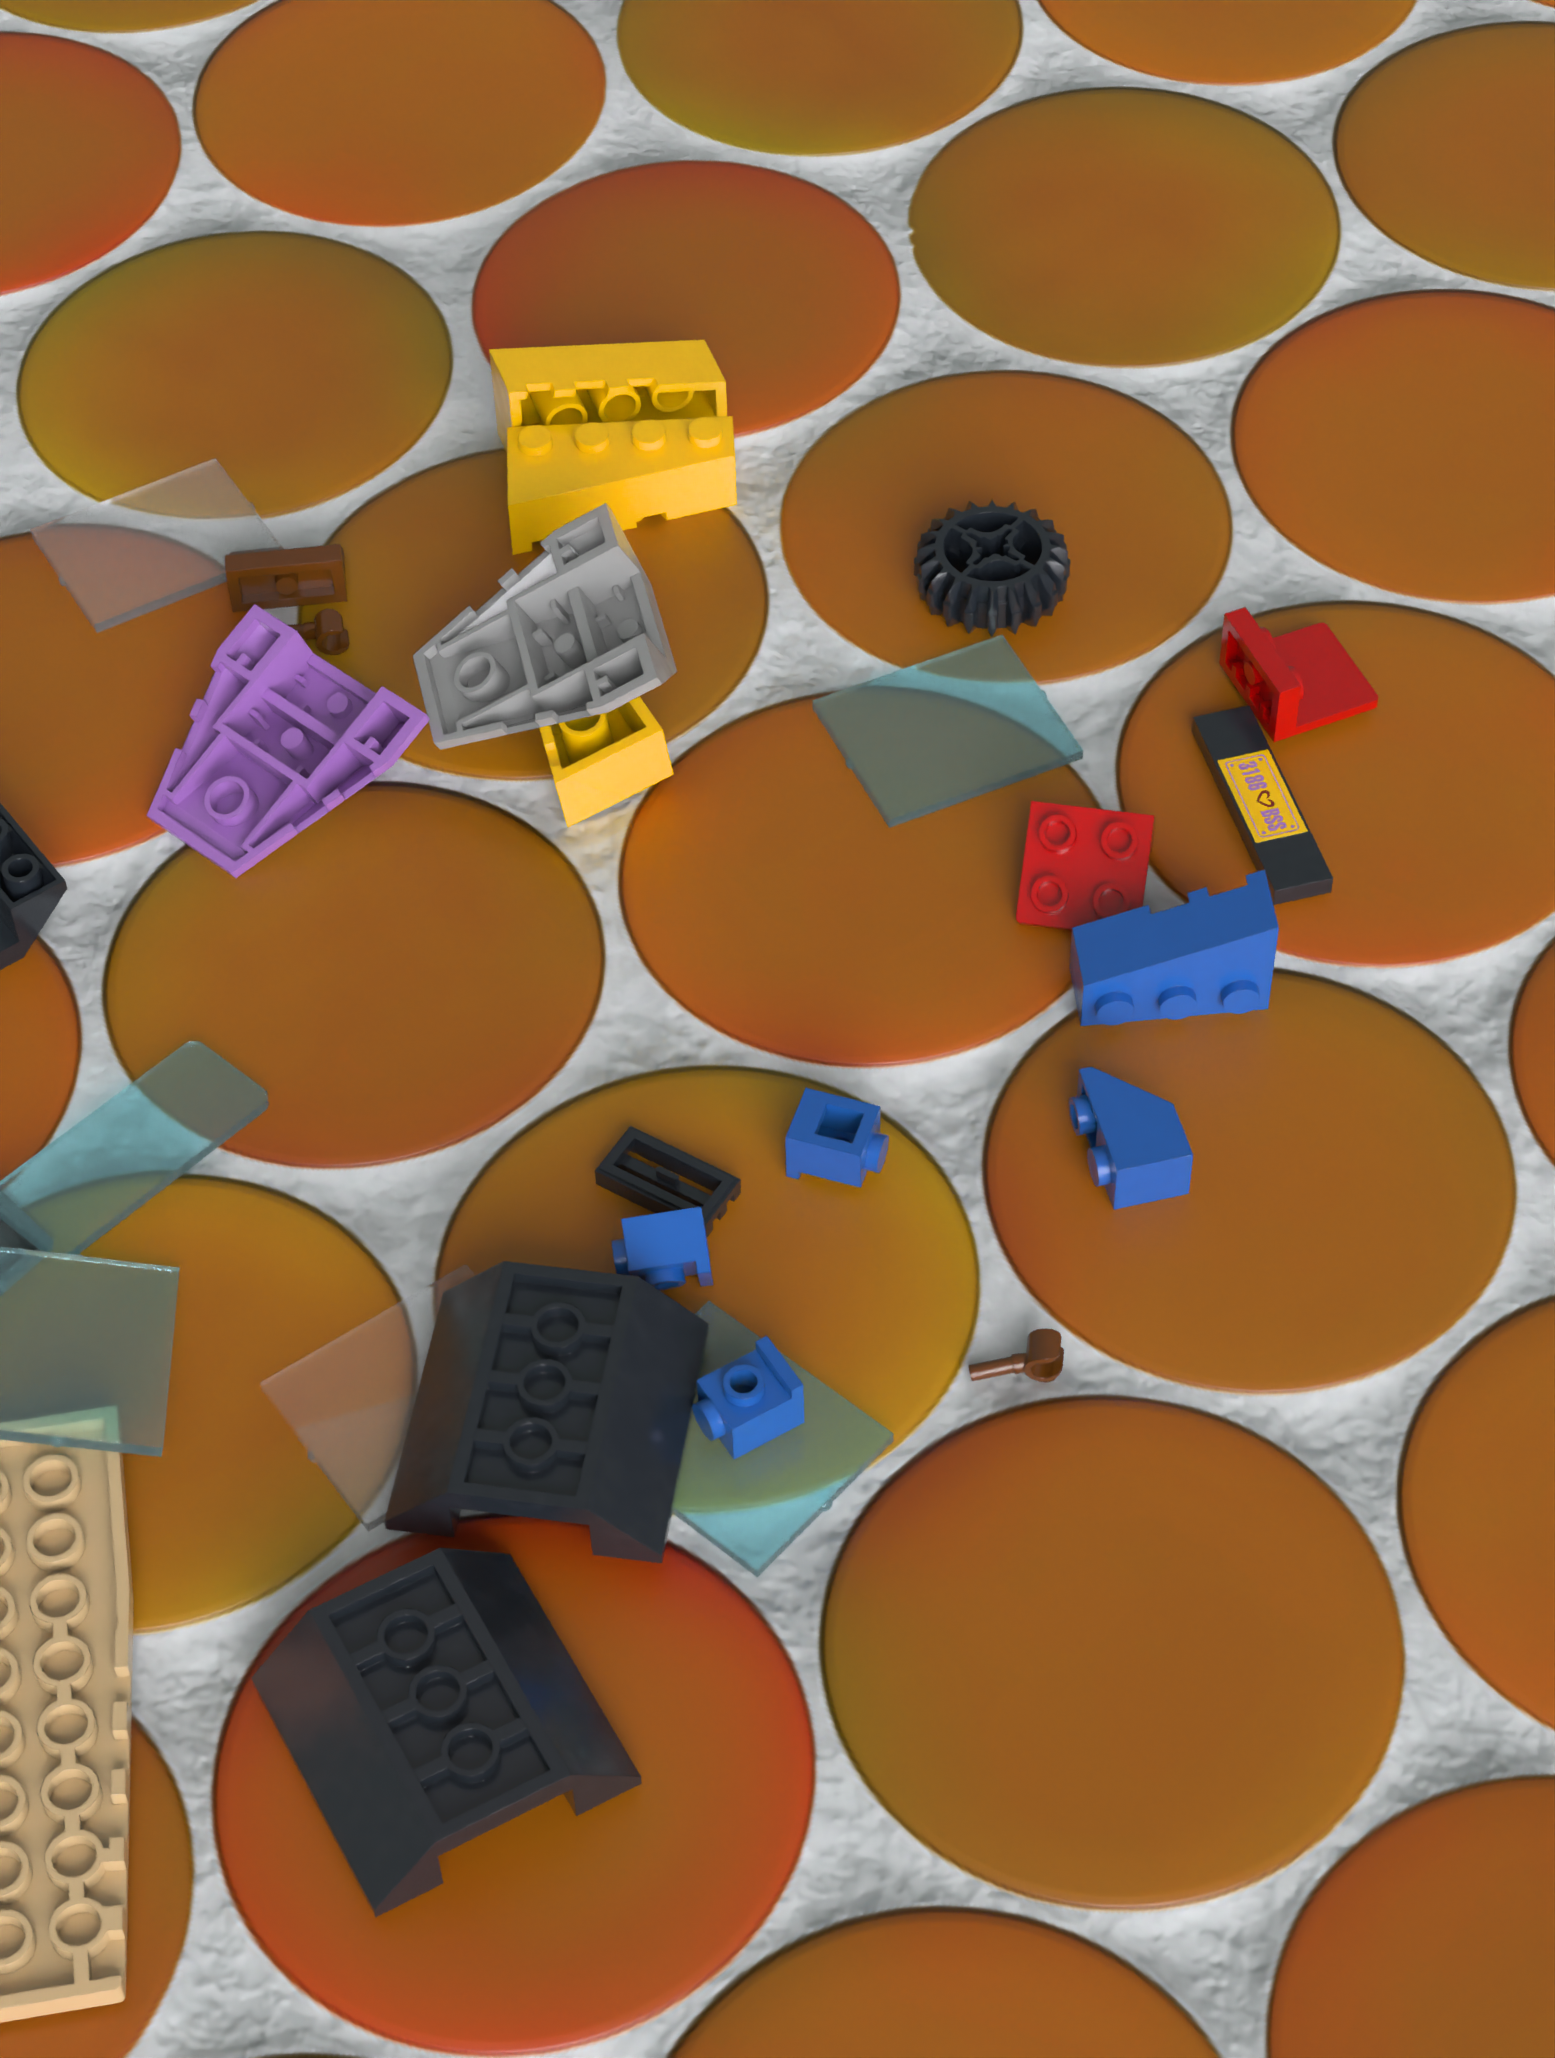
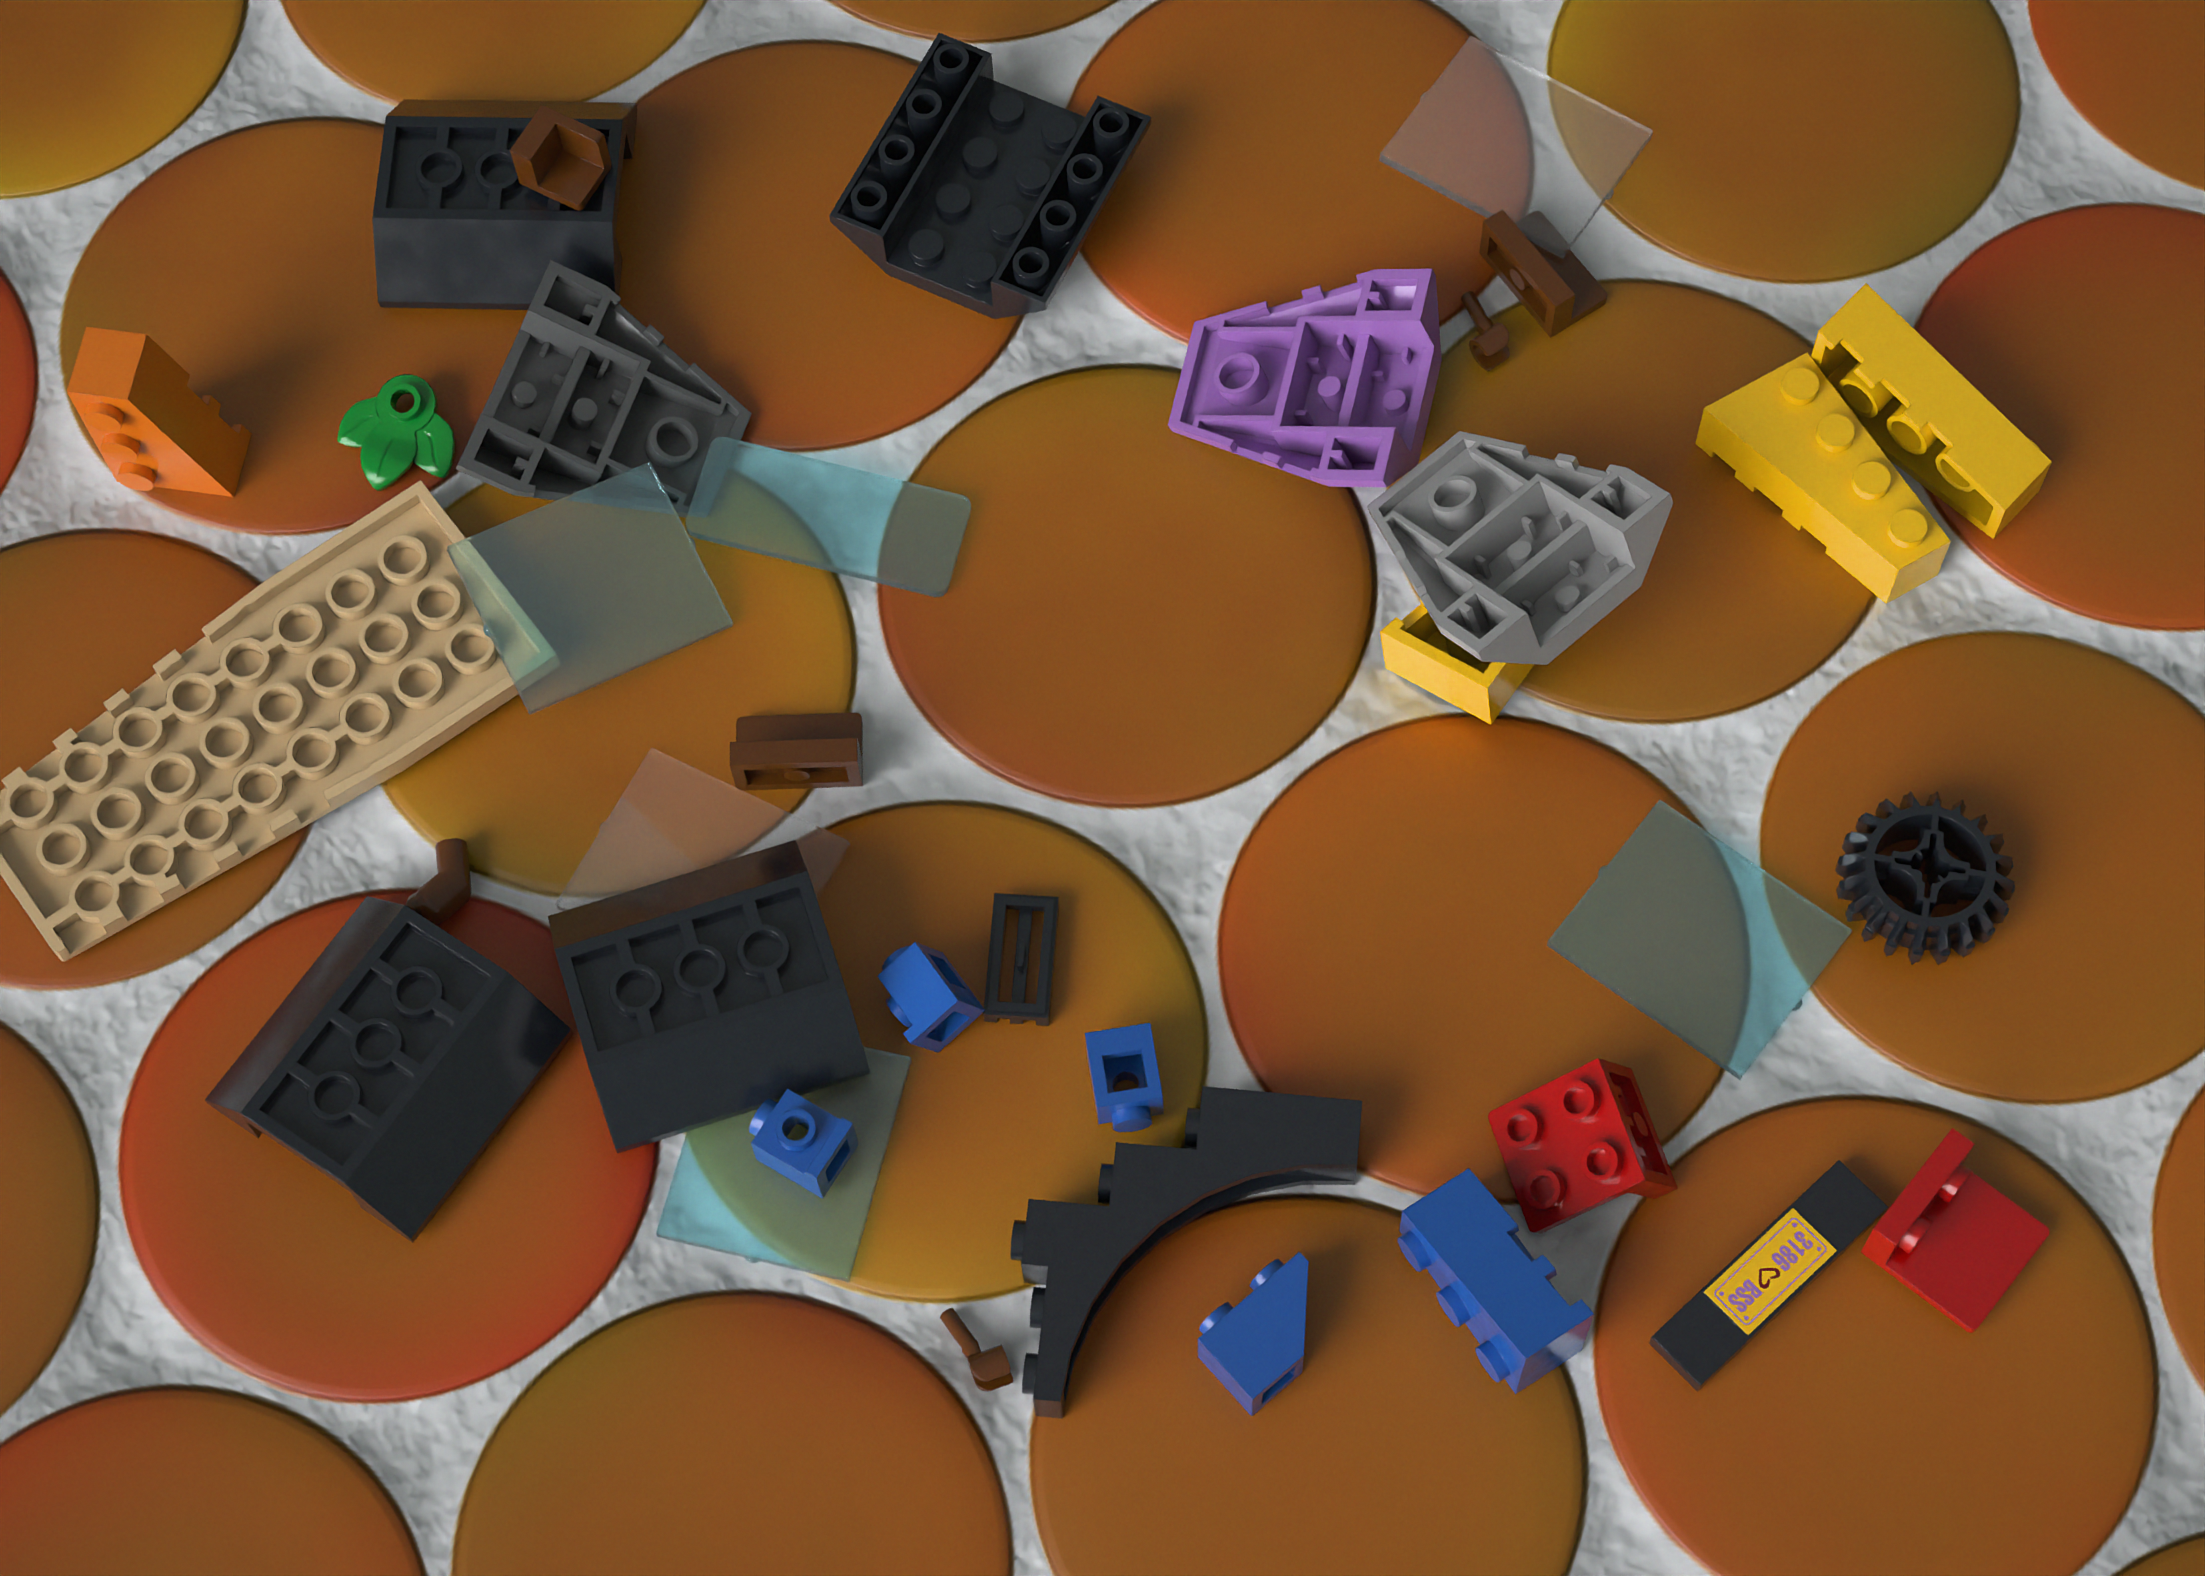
camera: 65 degrees right, 15 degrees up
(275, 1597) = (449, 888): none -> reddish brown arm
(350, 1265) = (798, 751): none -> reddish brown panel
(951, 1170) = (1083, 1251): none -> black arch

